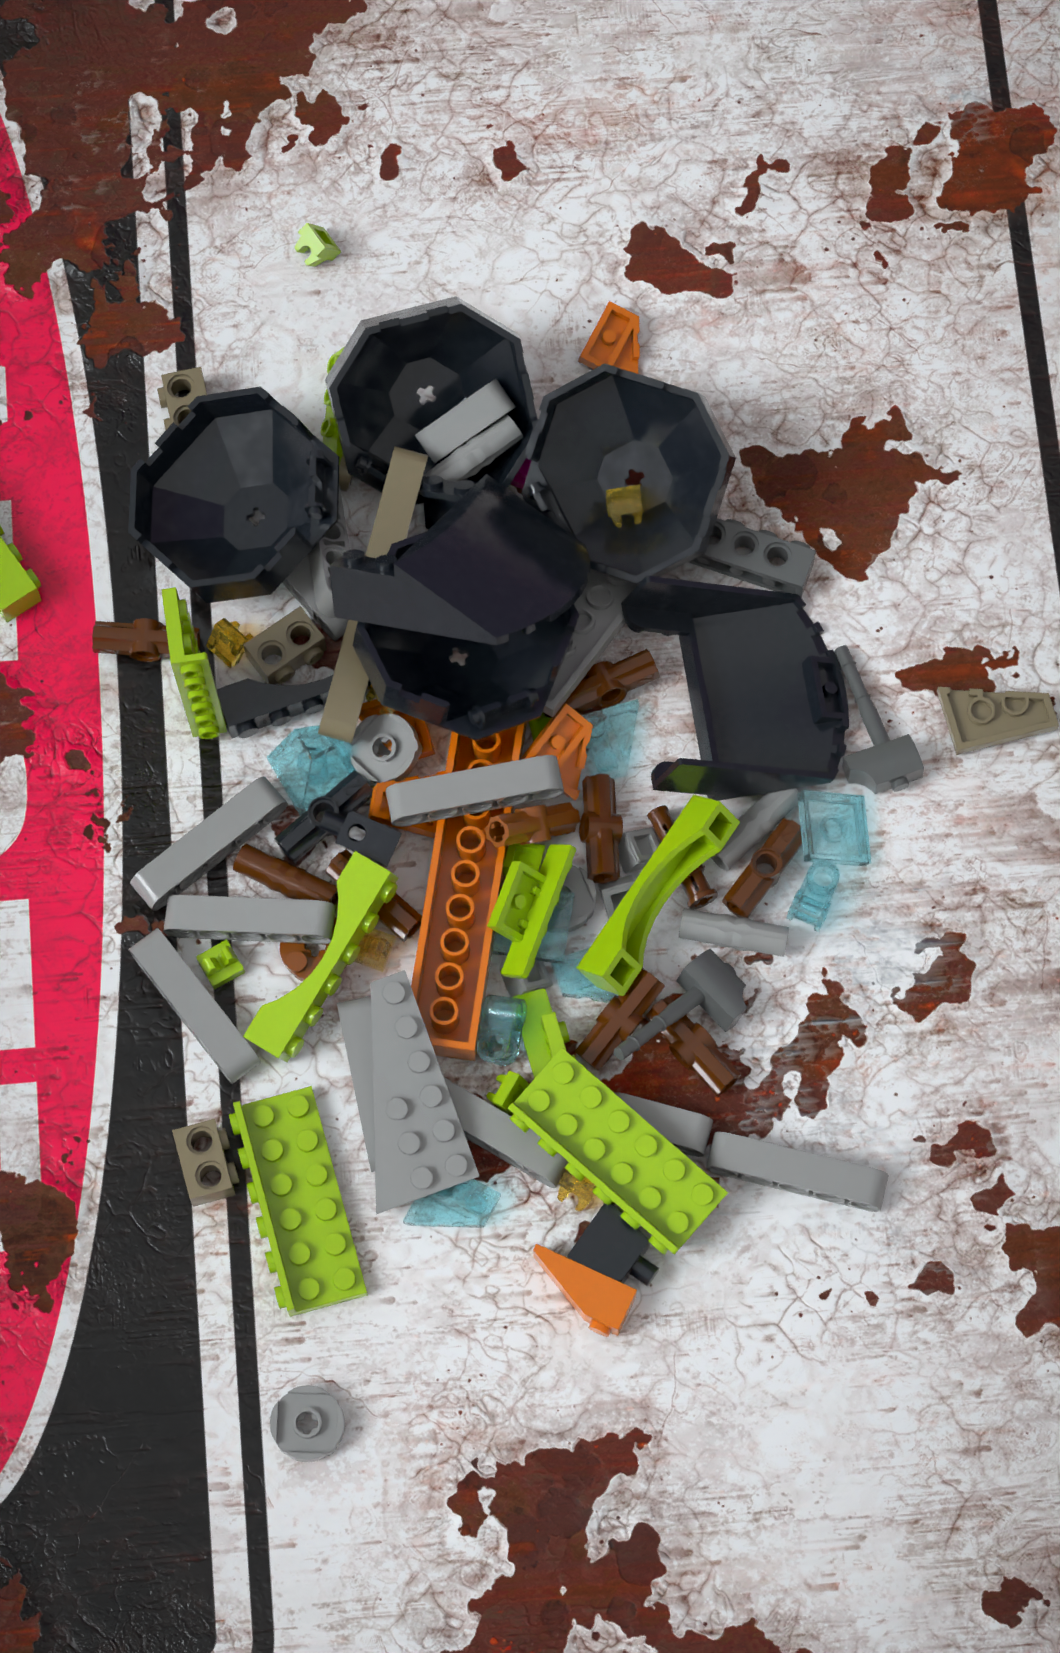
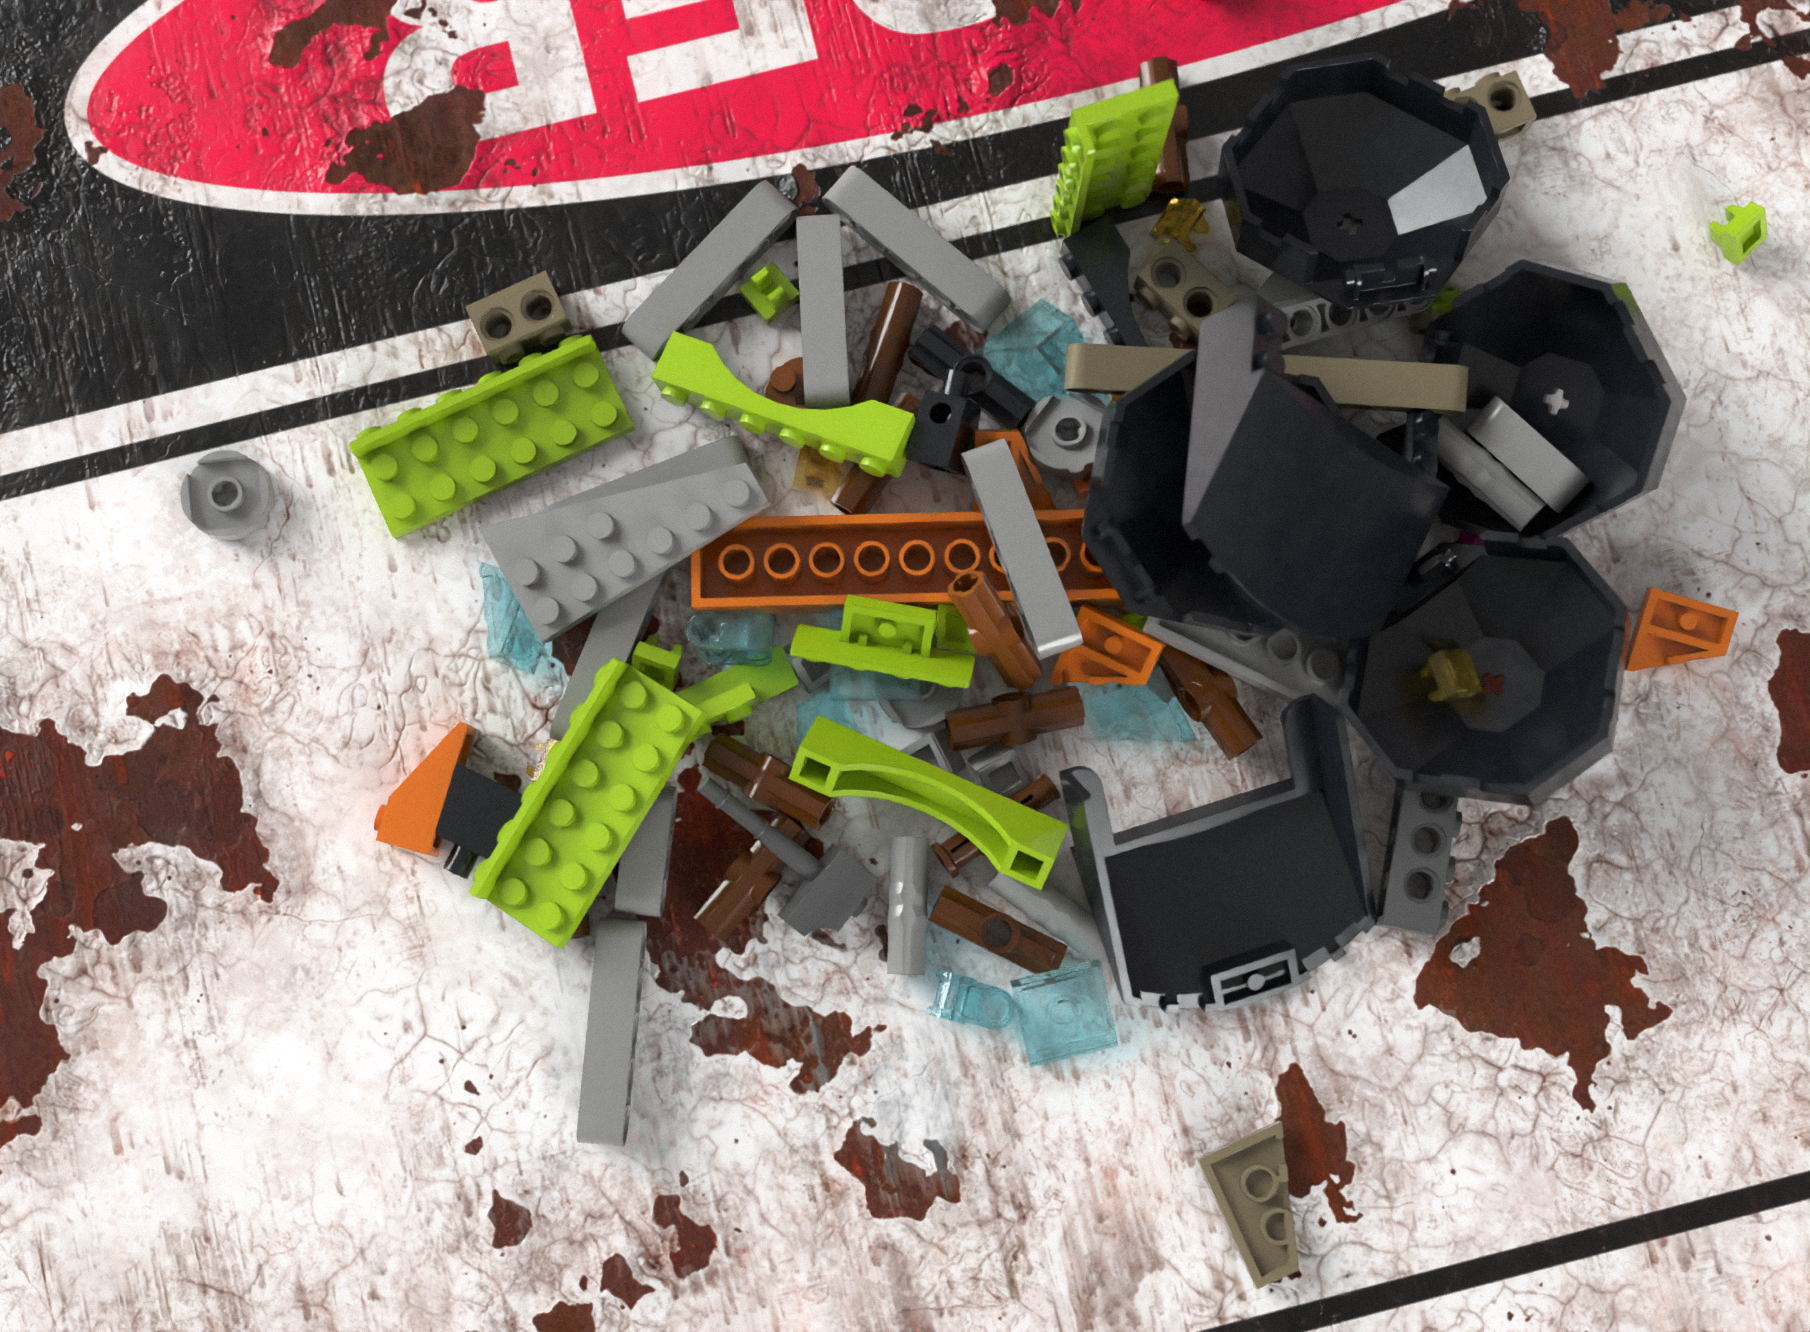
camera: 80 degrees right, 10 degrees up
(887, 763) = (1169, 1075): dark grey piece -> none

